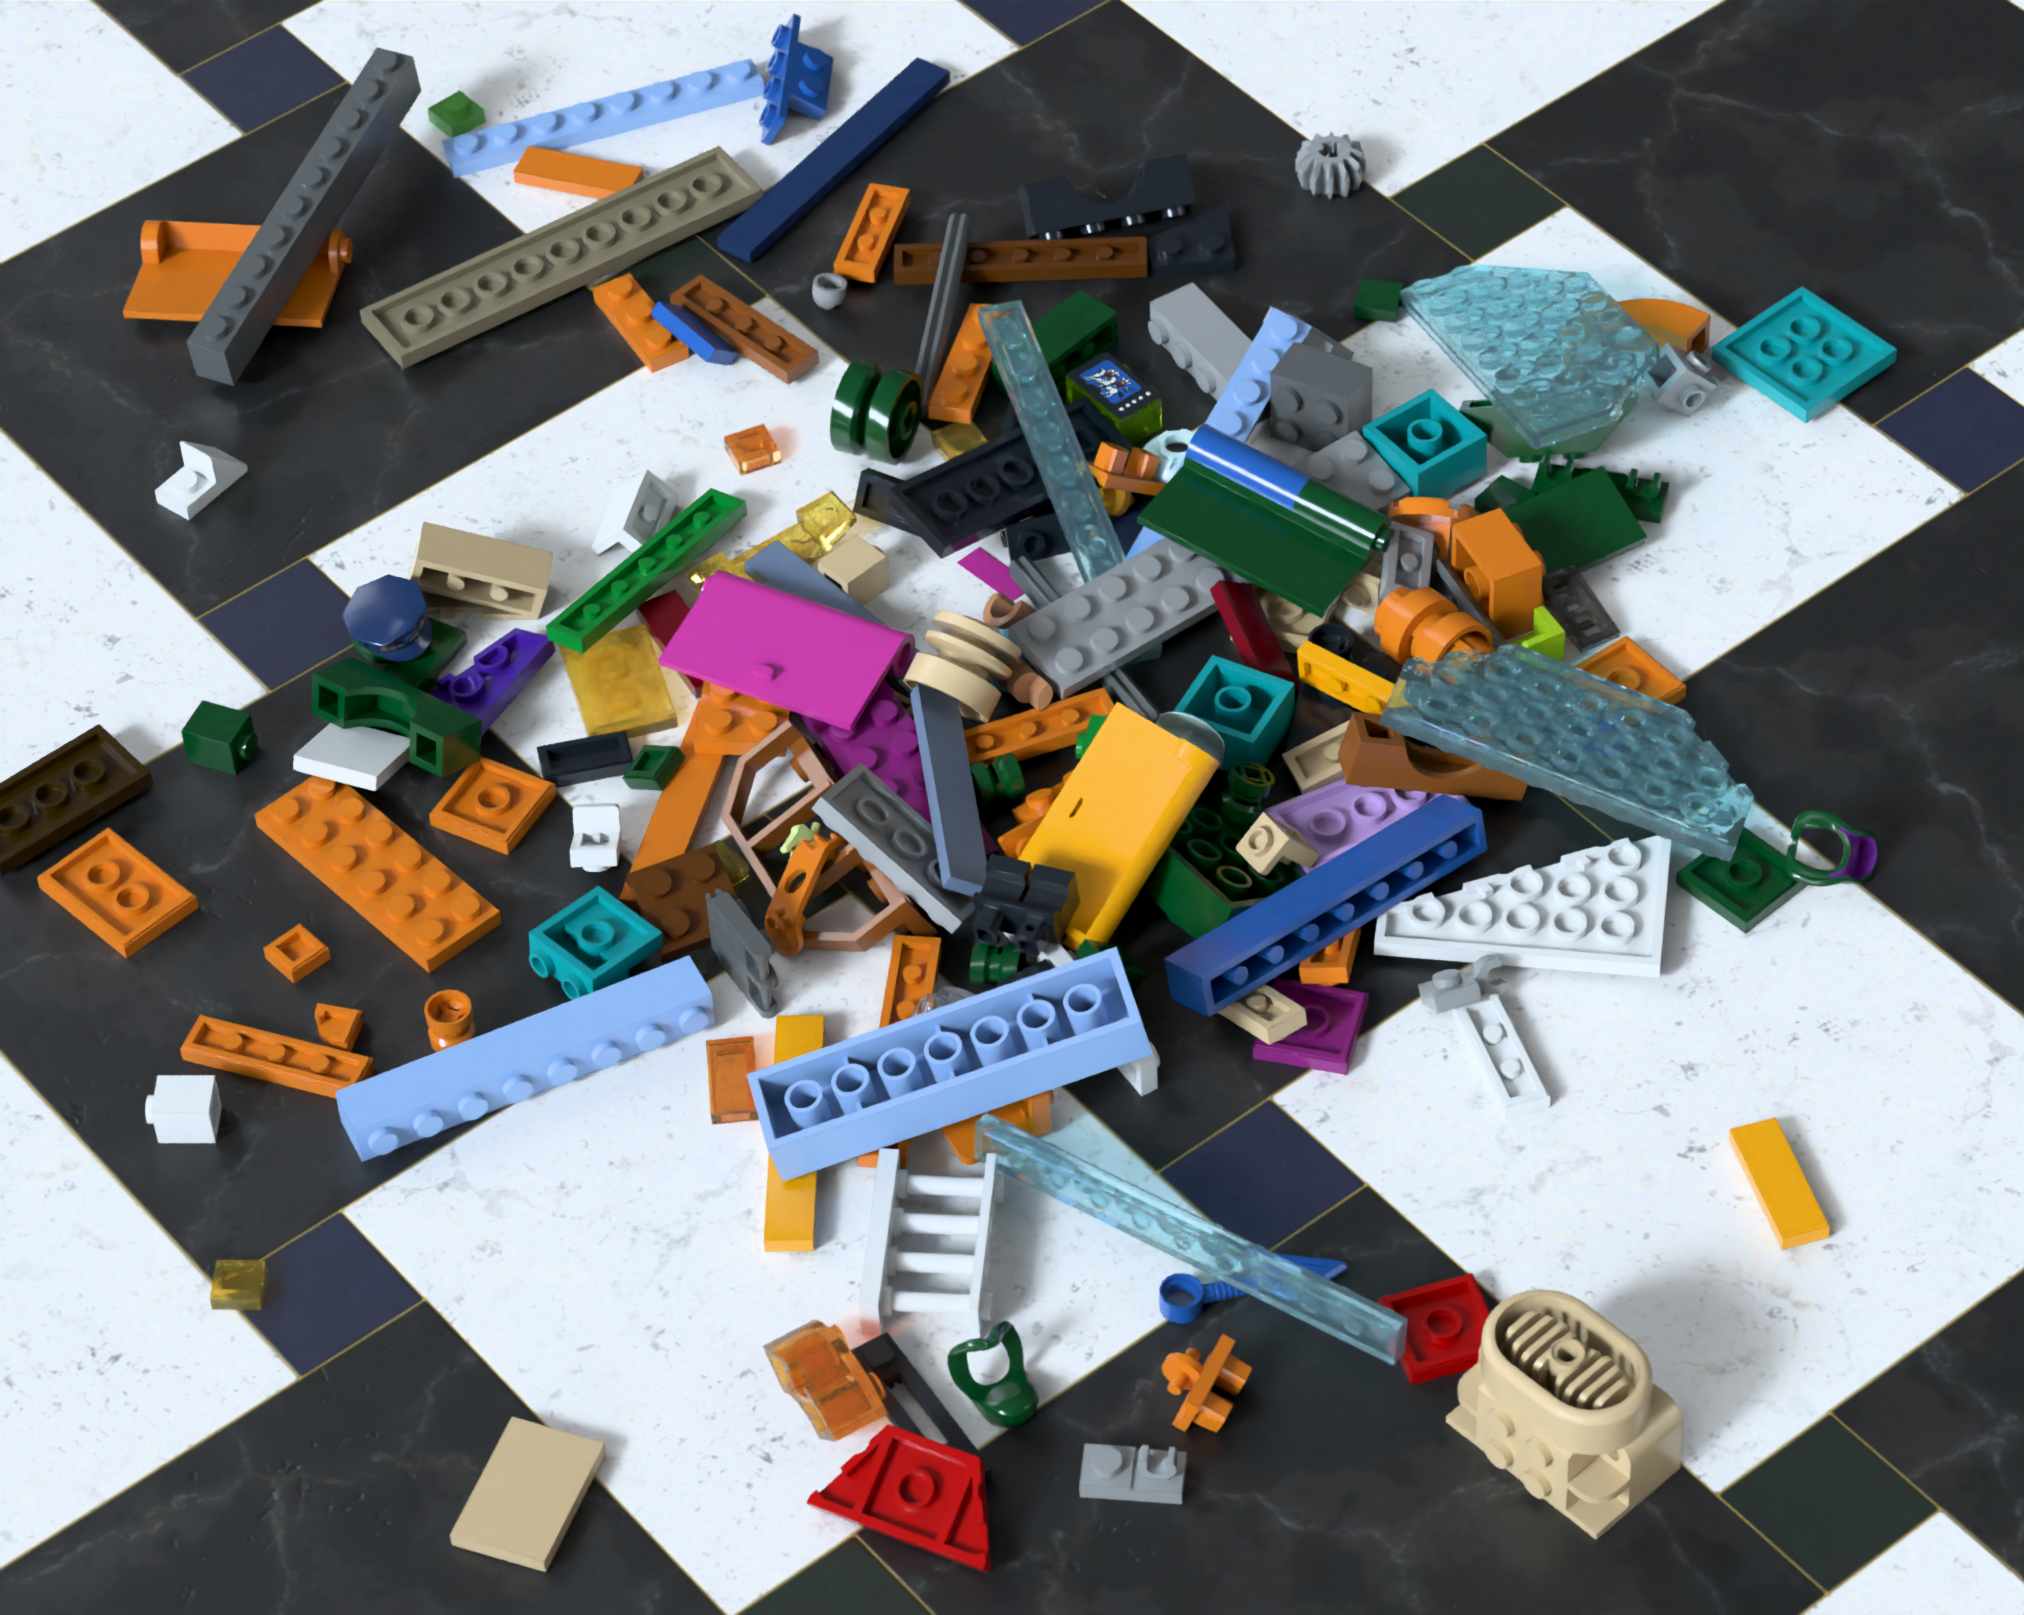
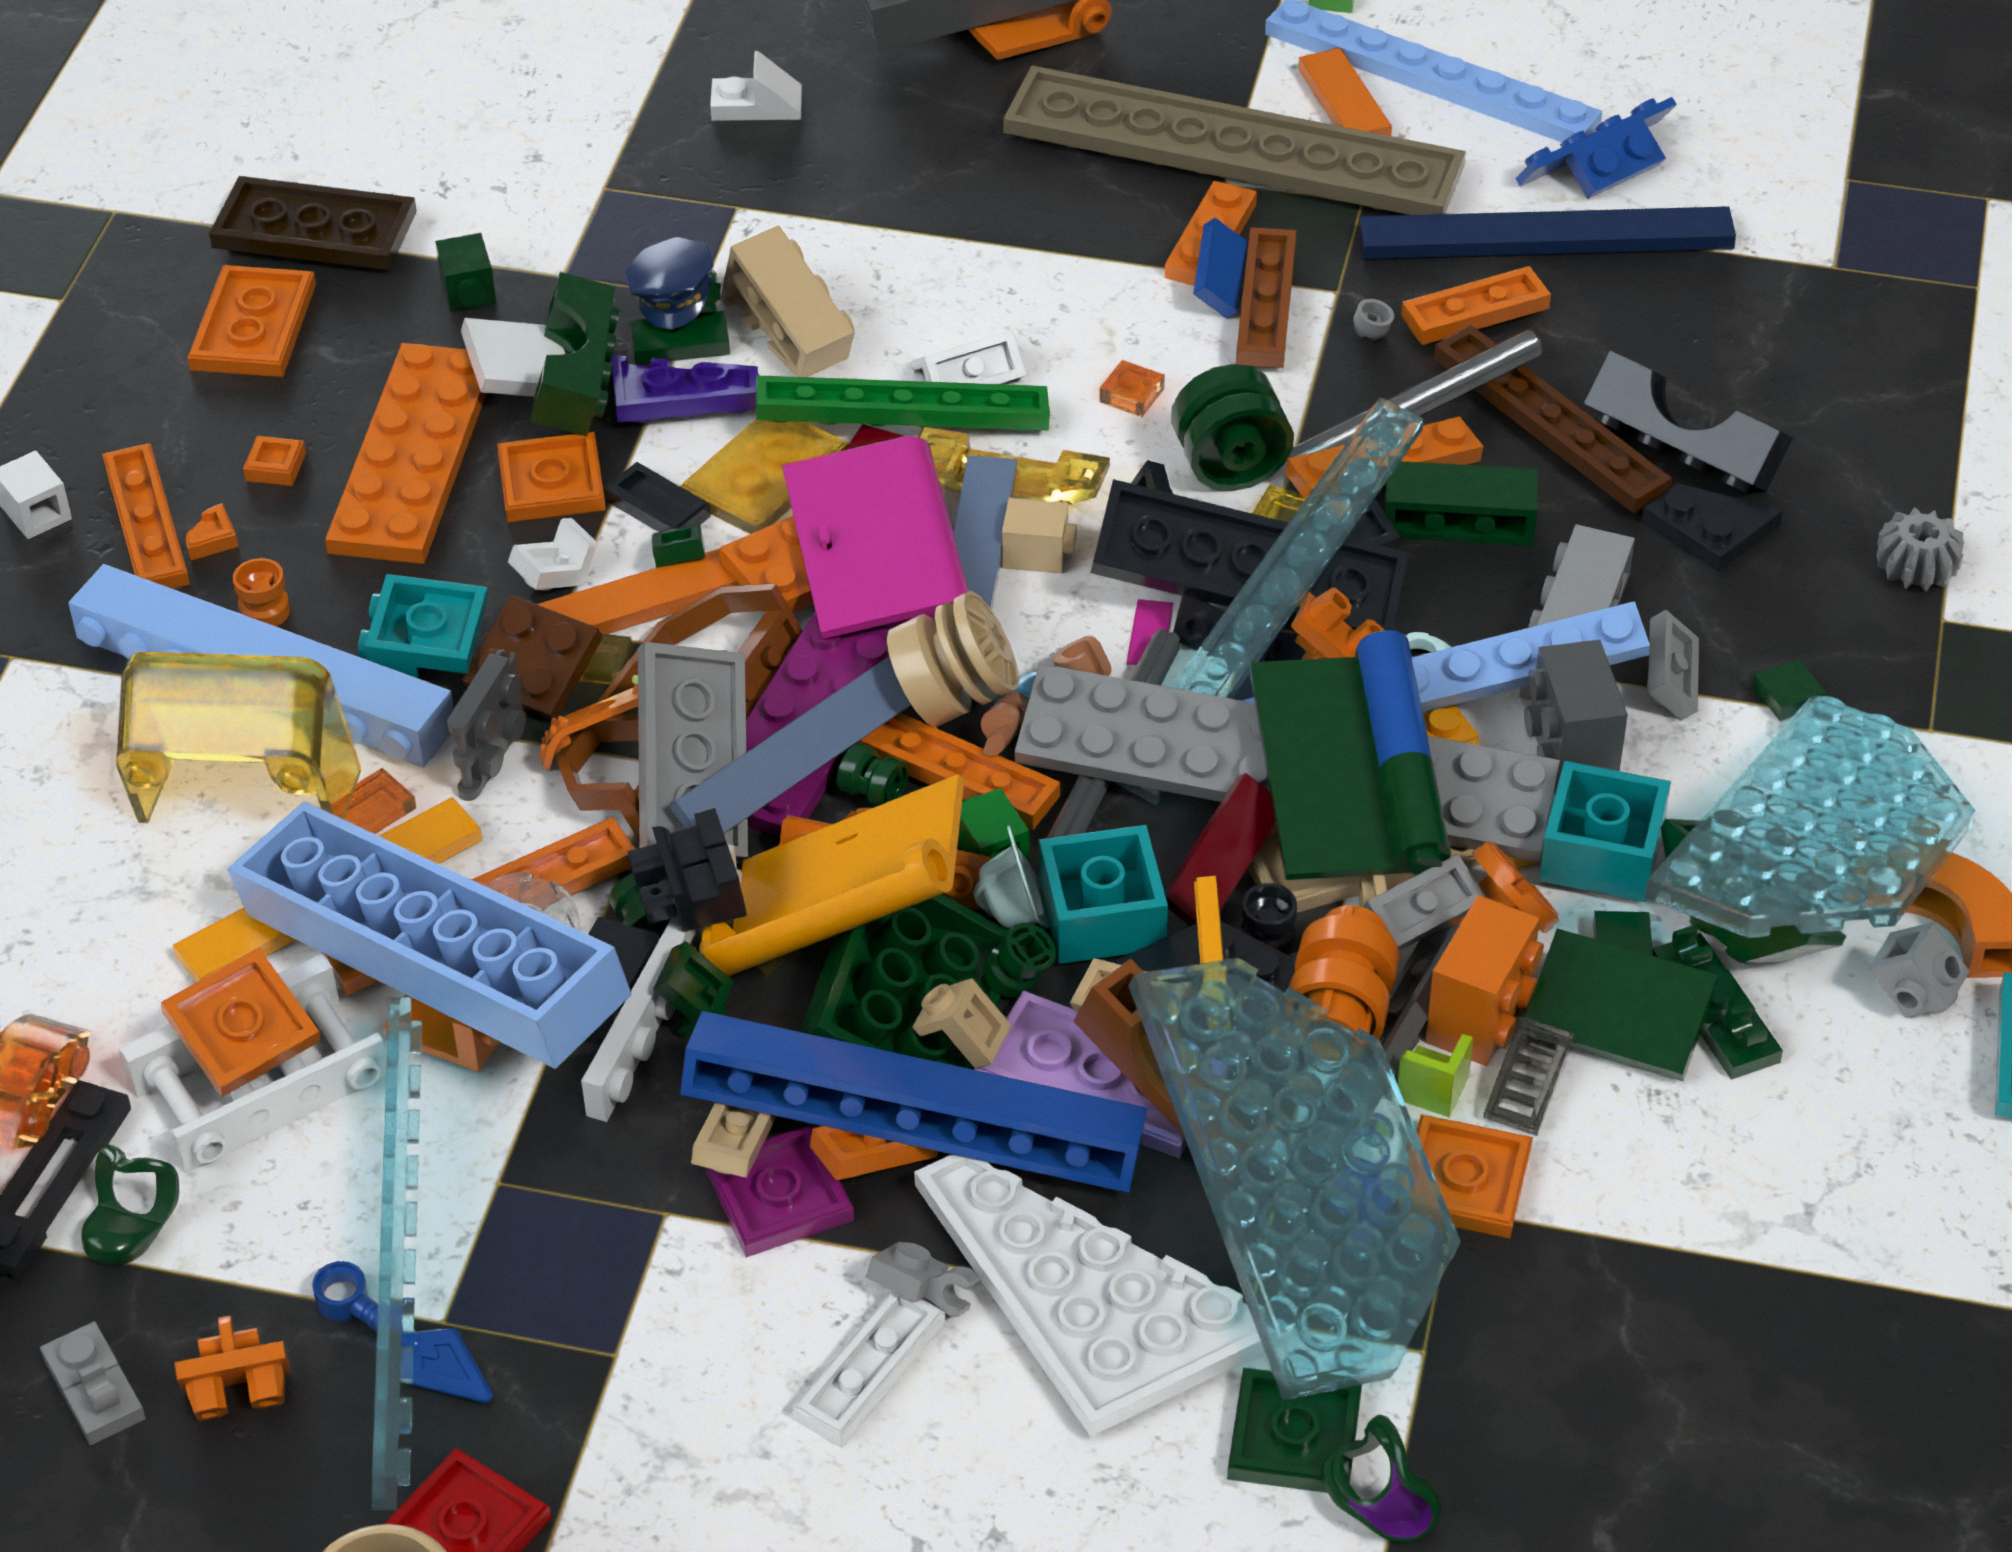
camera: 50 degrees right, 0 degrees up
(623, 1074) = (233, 711): none -> clear yellow windscreen
(912, 1218) = (240, 1022): none -> orange plate
(1118, 395) = (1439, 579): brick -> none

